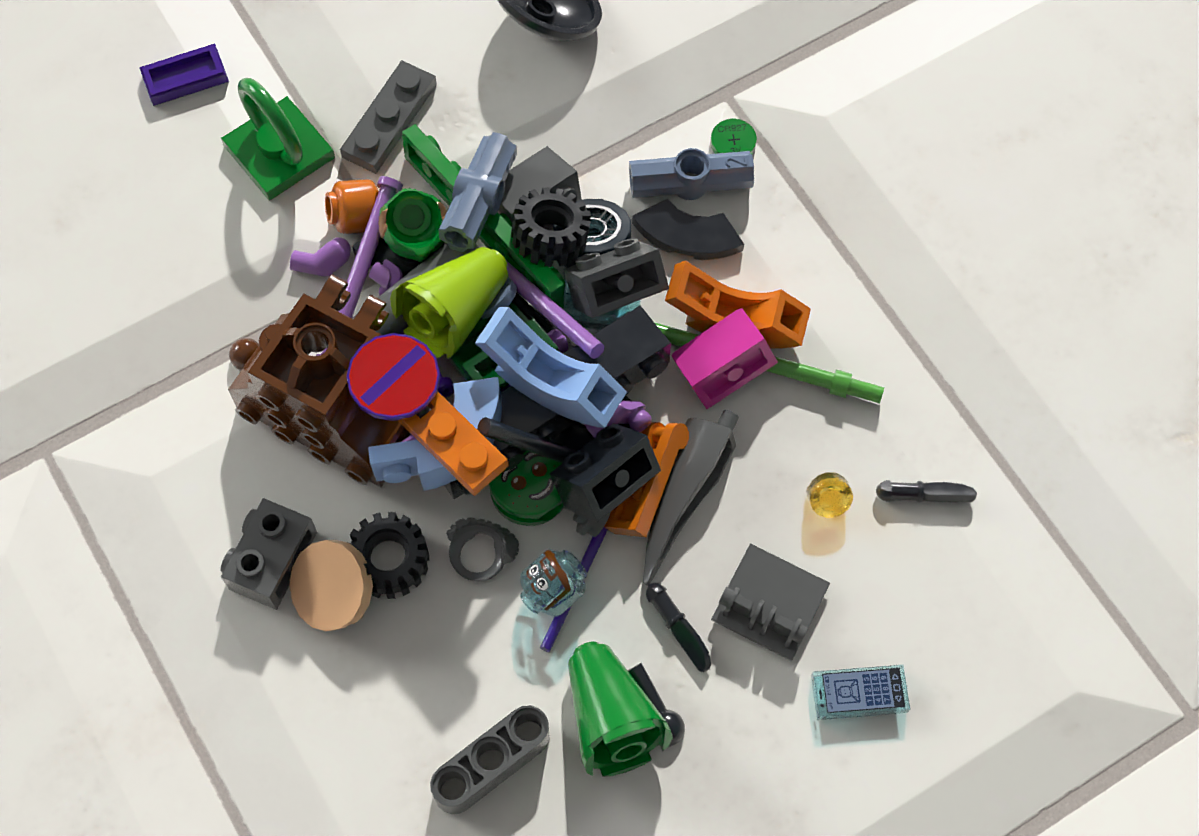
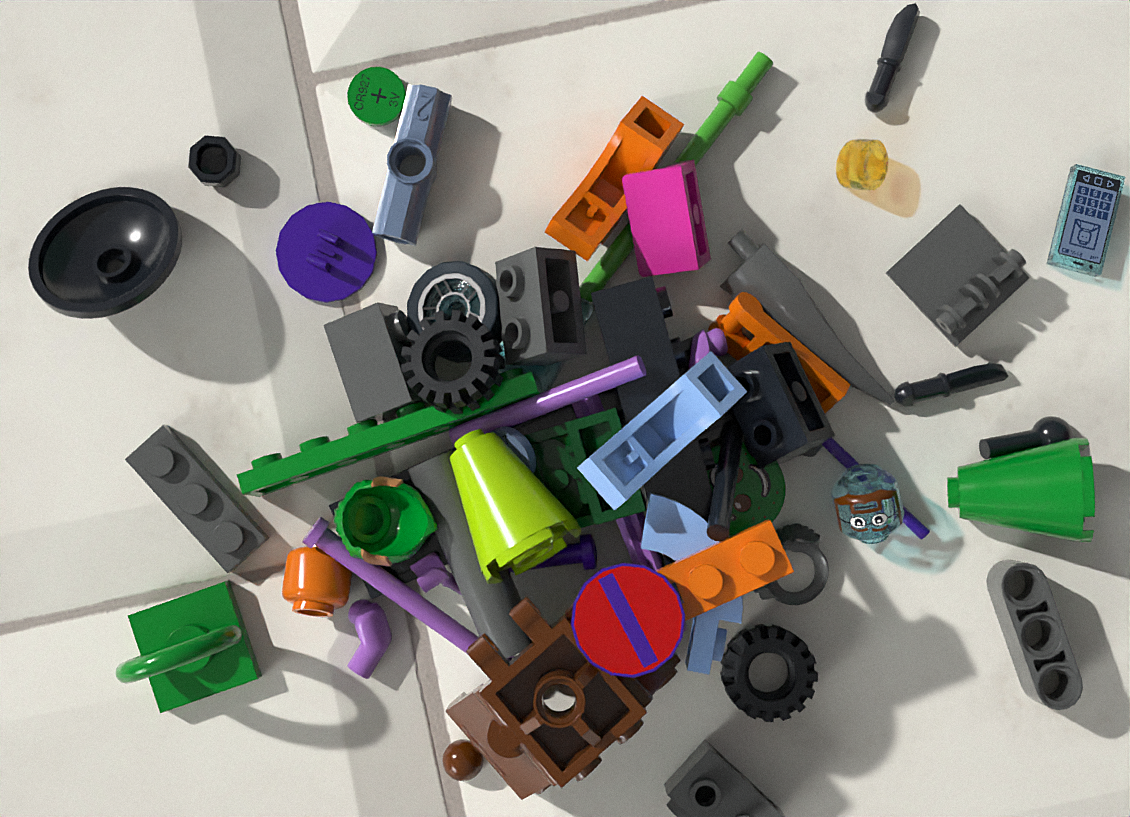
camera: 70 degrees left, 20 degrees up
(184, 74) = (46, 733): dark purple tile -> none
(330, 585) = (789, 747): light nougat tile -> none
(478, 192) = (375, 432): sand blue piece -> none
(603, 144) = (326, 252): none -> dark purple piece
(640, 50) = (214, 161): none -> black tile
(687, 234) = (485, 198): black tile -> none

